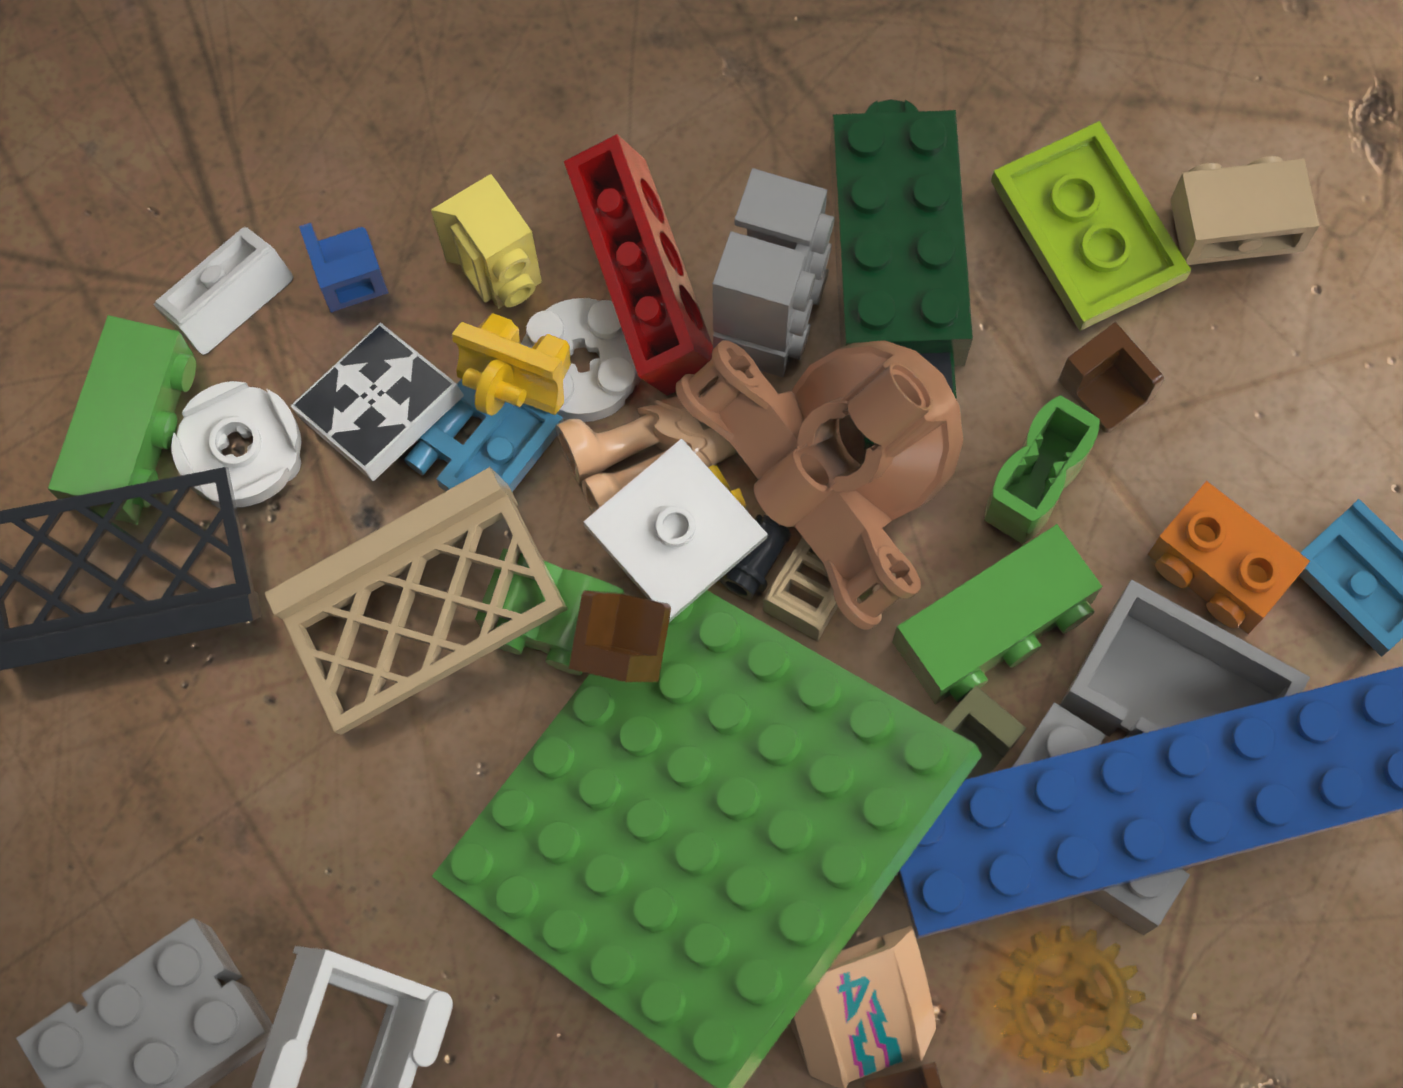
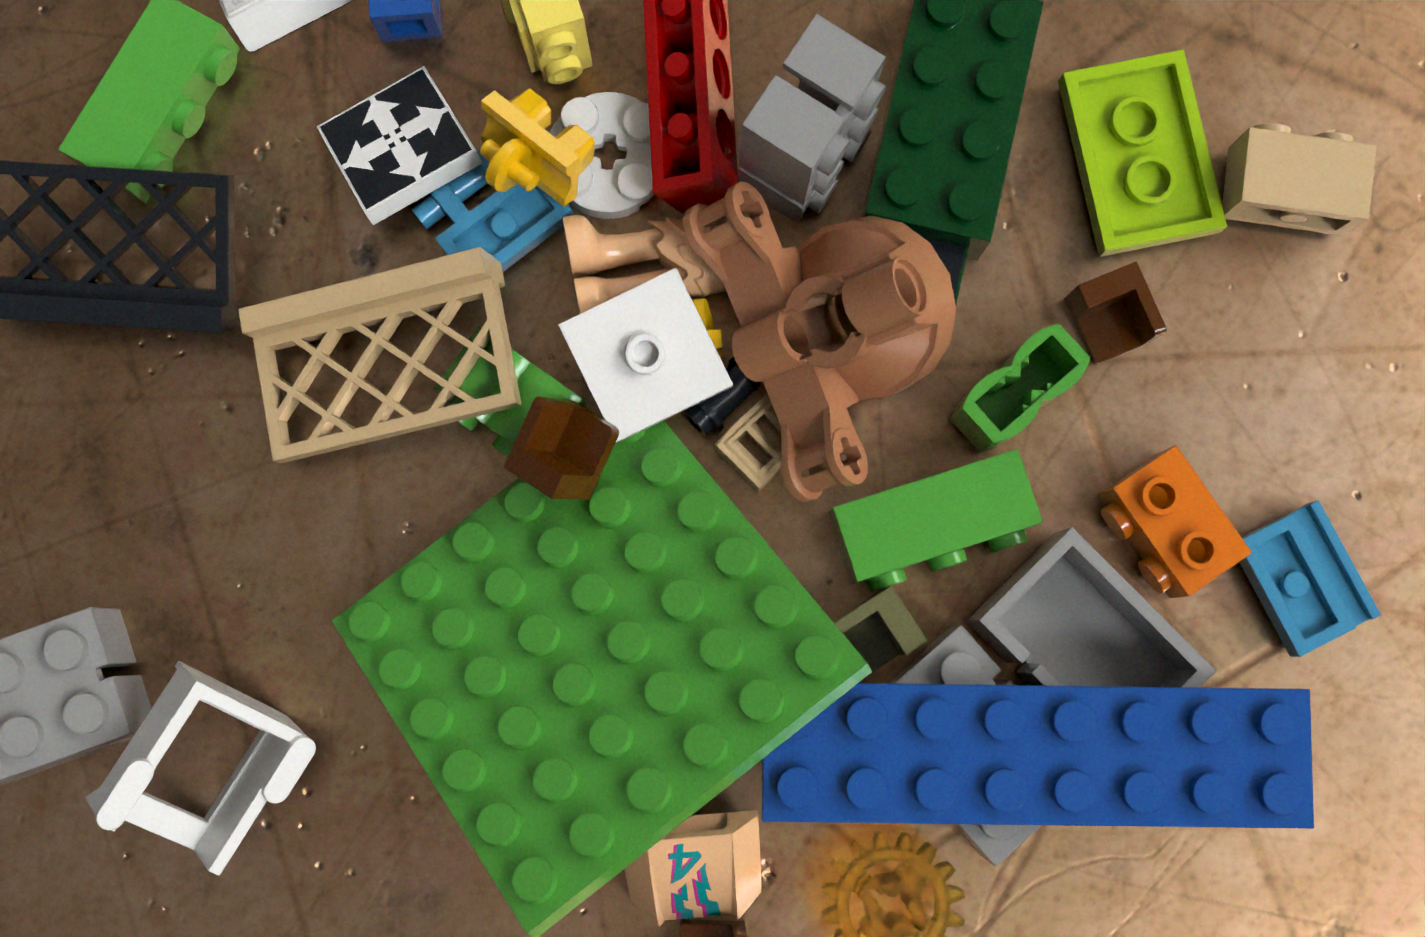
camera: 10 degrees right, 10 degrees up
(251, 411) = (279, 123): white plate -> none

